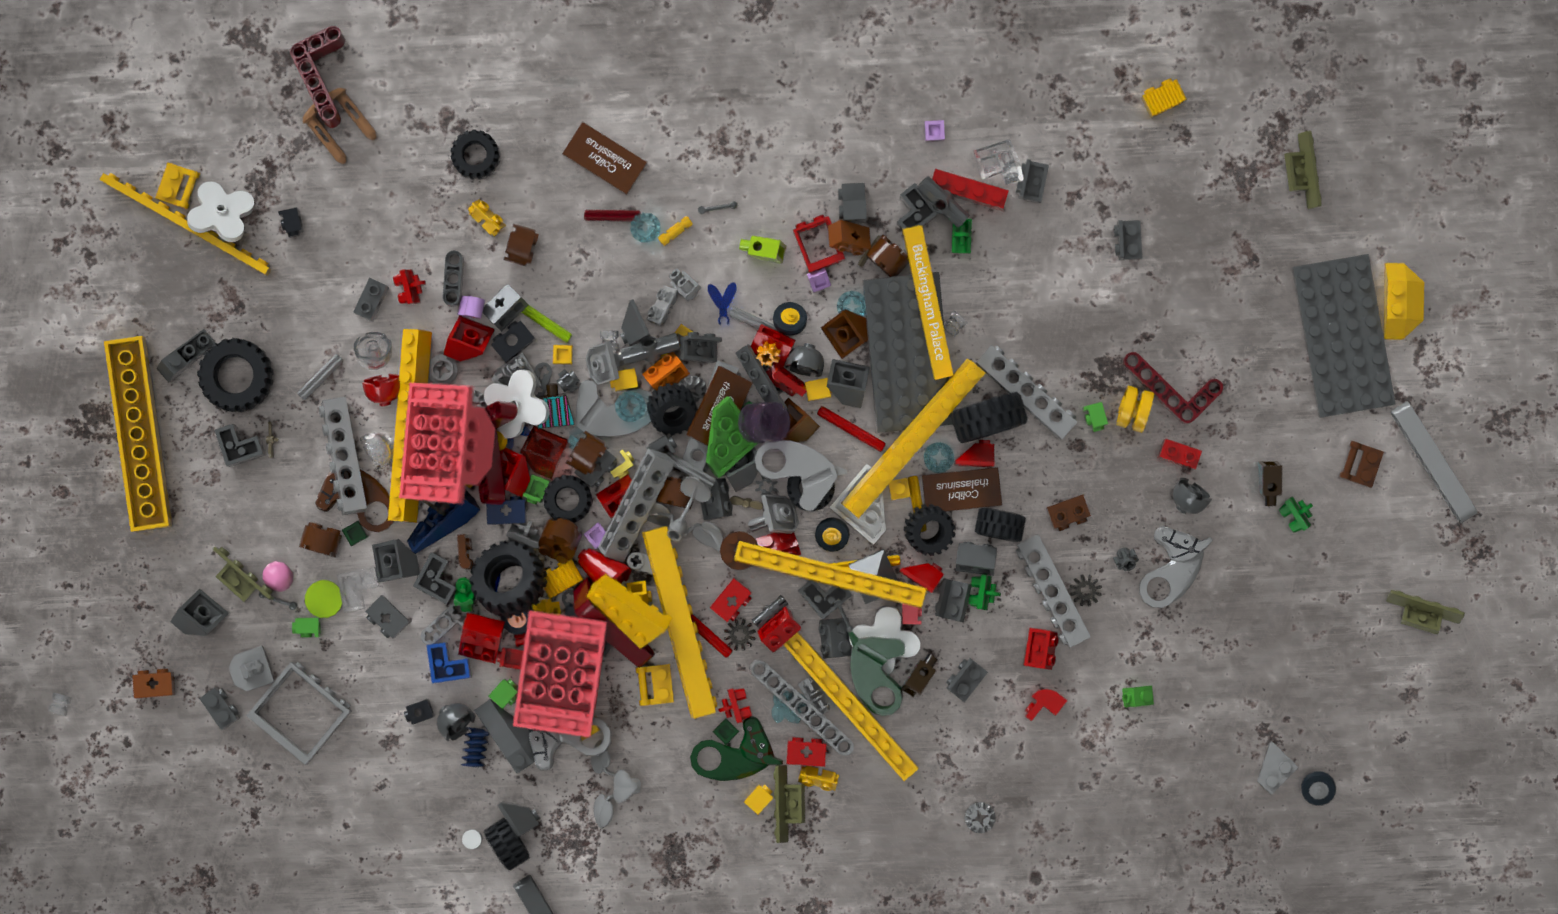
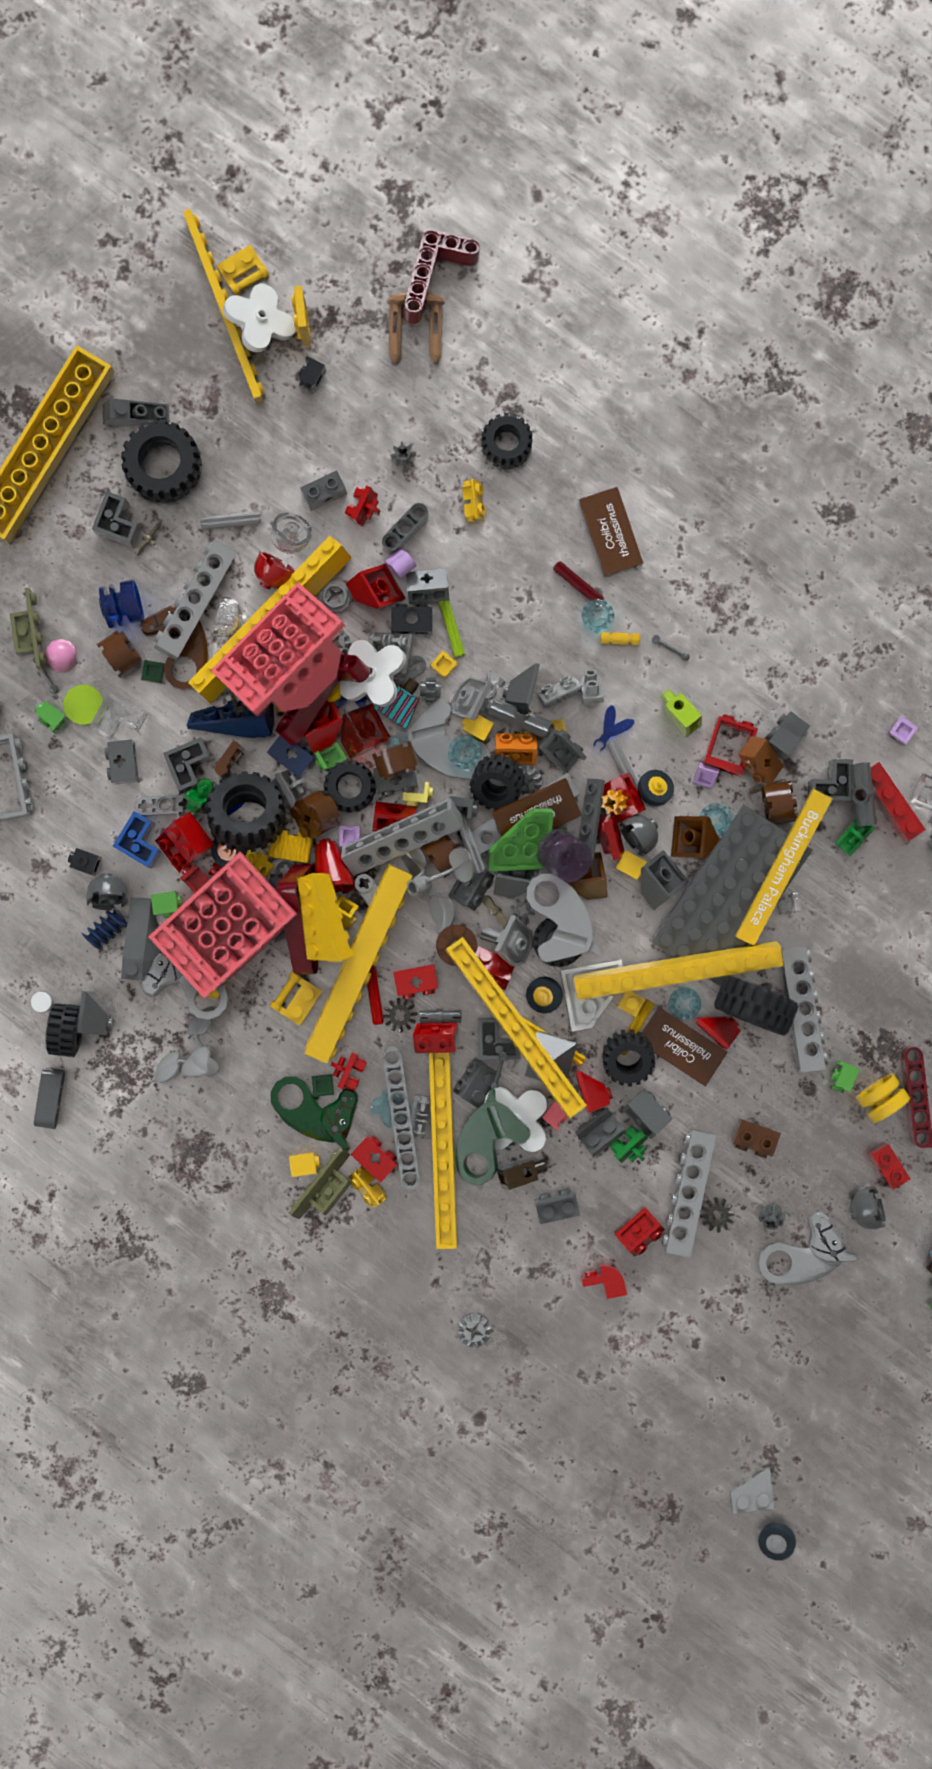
camera: 40 degrees right, 0 degrees up
(247, 183) = (301, 315): none -> yellow plate
(292, 503) = (121, 604): none -> clear blue wheel
(394, 561) = (166, 721): dark grey slope -> none
(403, 222) = (402, 449): none -> dark grey gear
(520, 245) = (482, 545): reddish brown brick -> none
(851, 428) = (631, 920): red axle -> none
(1000, 524) = (691, 1102): black tyre -> none
(1138, 696) = (688, 1338): bright green bracket -> none

